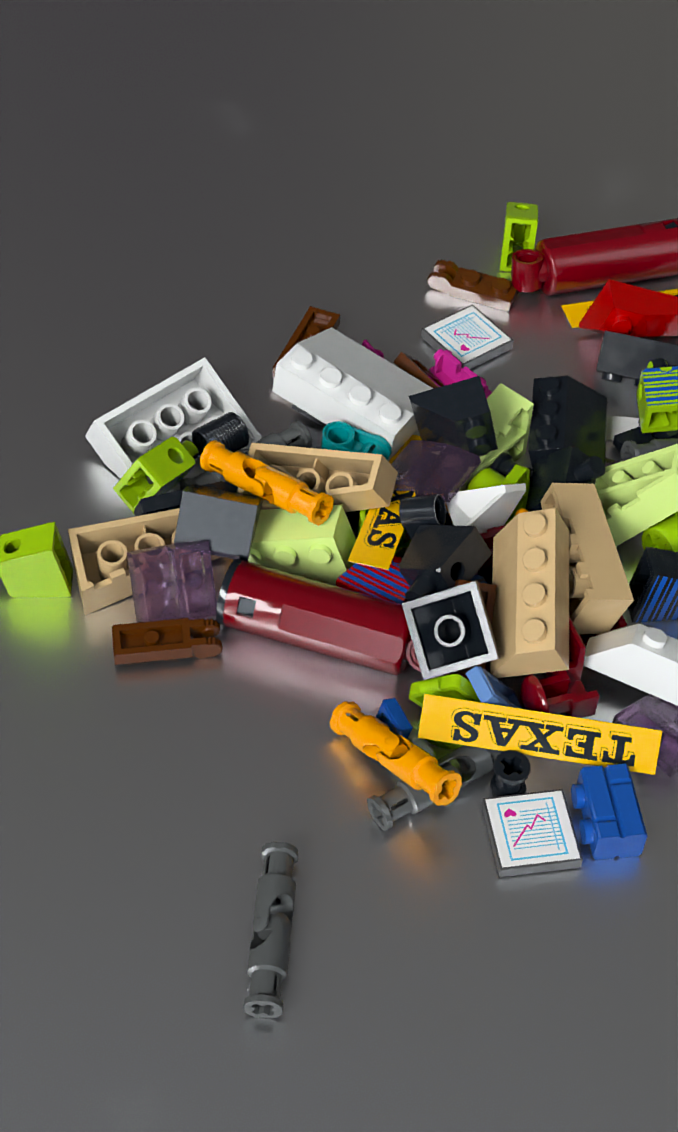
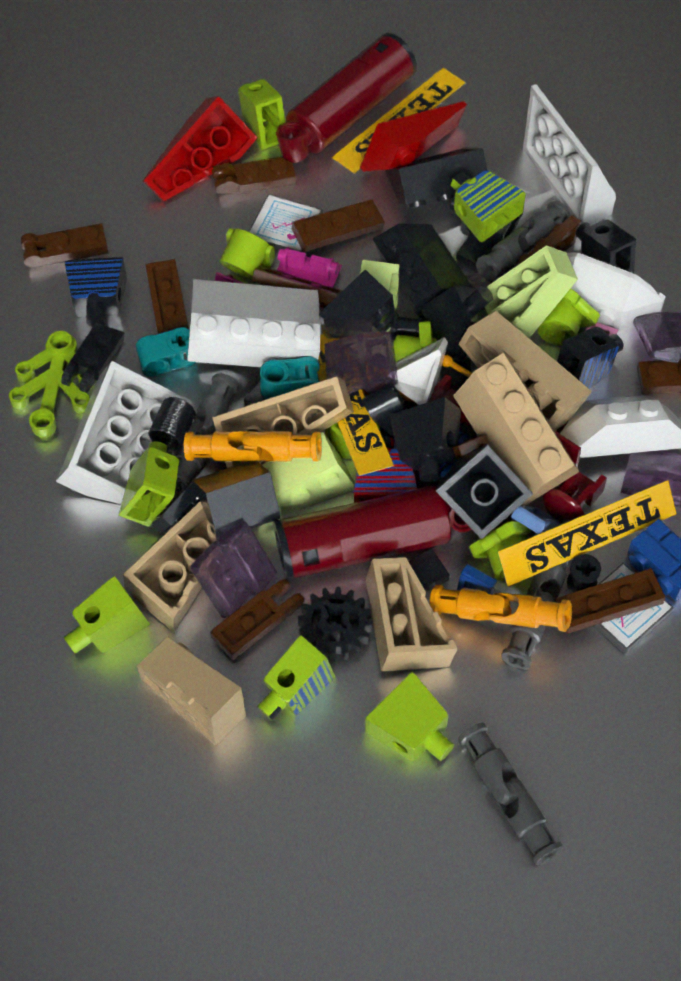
camera: 30 degrees left, 10 degrees up
(56, 666) = (193, 689): none -> tan wedge
(151, 706) = (296, 679): none -> lime torso
(181, 338) = (50, 380): none -> lime plant
(212, 689) = (336, 609): none -> black gear
(219, 350) = (93, 356): none -> black hinge
(228, 806) = (410, 721): none -> lime torso
(252, 305) = (96, 287): none -> black torso
(255, 262) = (63, 245): none -> reddish brown plate
(257, 384) = (163, 352): none -> teal piece
(293, 714) = (403, 621): none -> tan wedge
(359, 688) = (429, 569): none -> black tile
(408, 336) = (246, 253): none -> lime piece
(453, 235) = (206, 139): none -> red wedge
(514, 357) = (337, 225): none -> reddish brown plate
(515, 811) = (613, 599): none -> reddish brown plate

